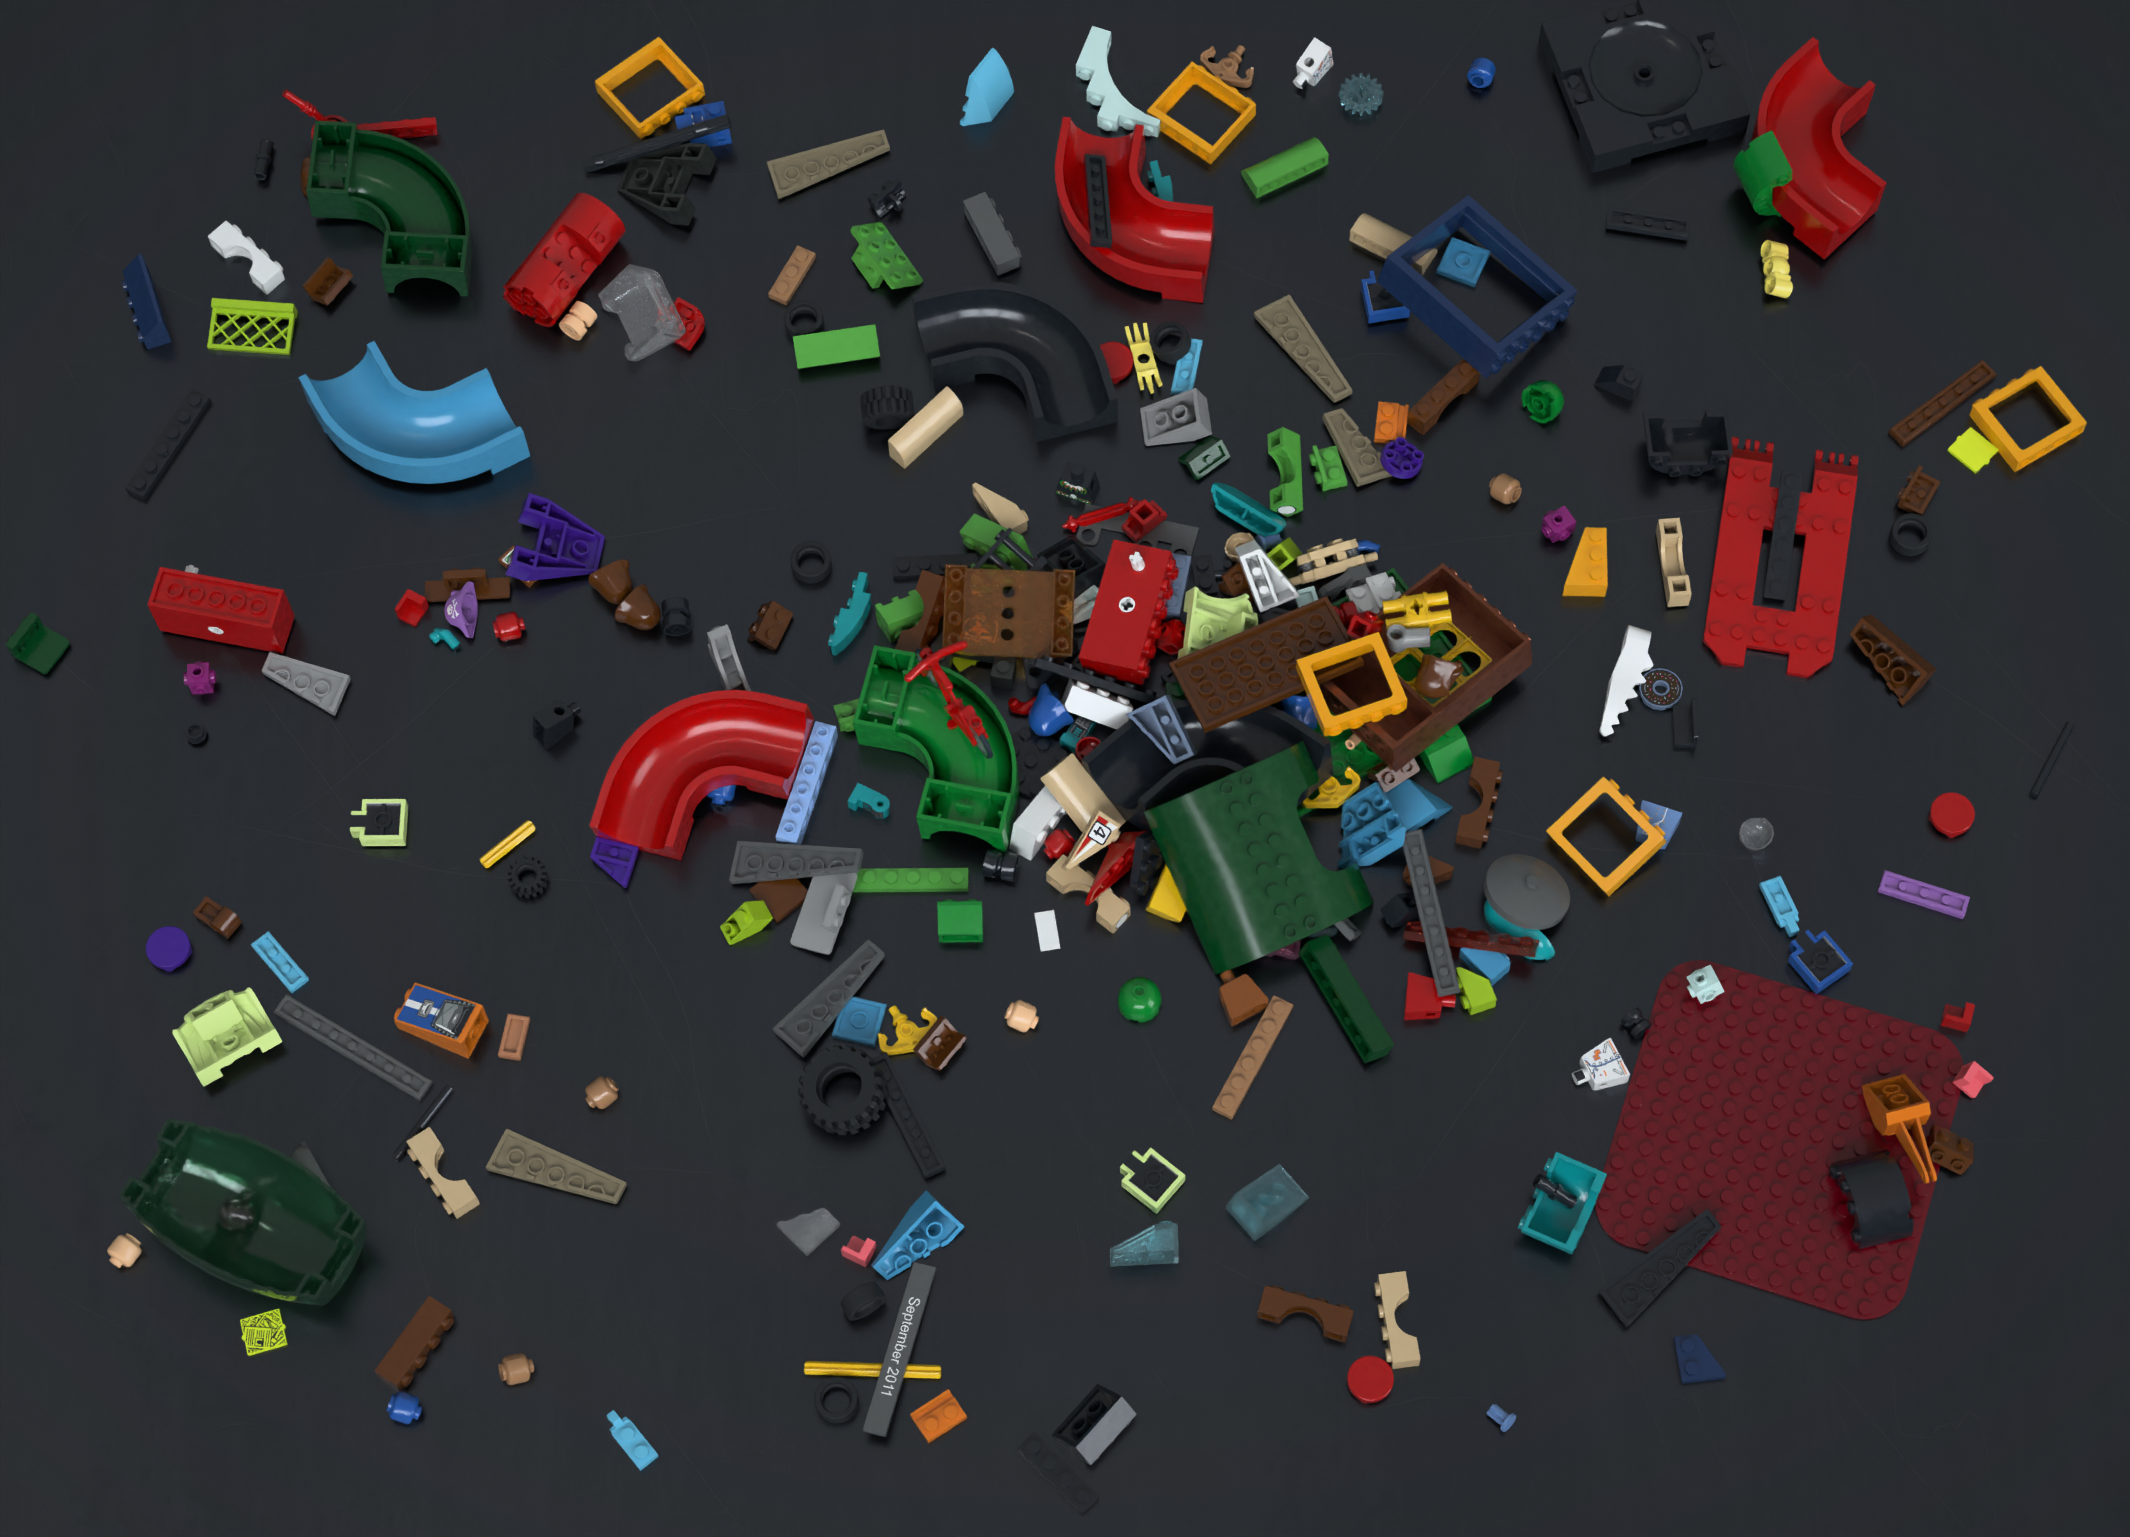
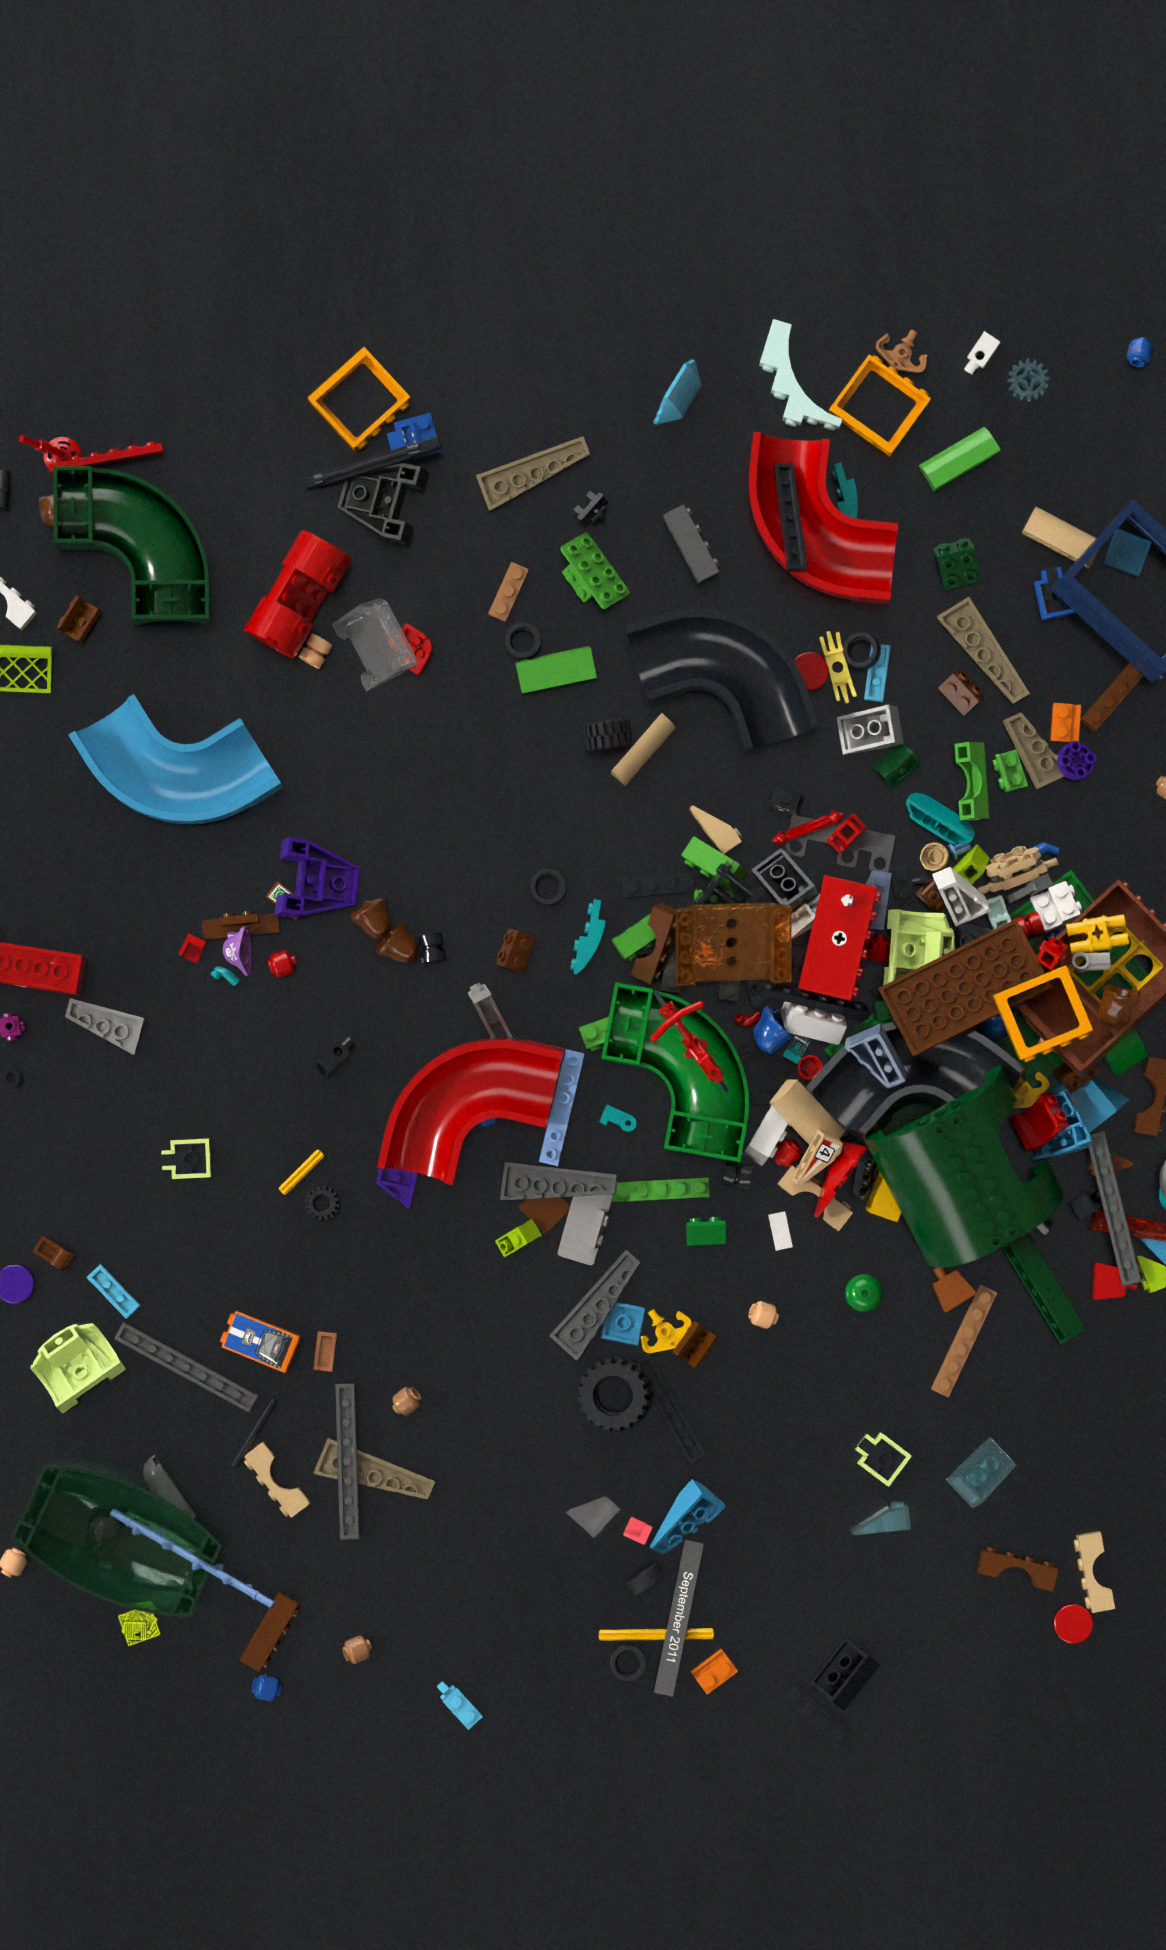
camera: 10 degrees left, 20 degrees up
(333, 1244) = (197, 1563): none -> medium blue plant
(526, 1154) = (347, 1461): none -> dark grey tile
(1277, 387) = (961, 692): none -> reddish brown bracket
(1278, 265) = (957, 563): none -> dark green bracket
(1349, 818) = (1040, 1122): none -> red panel

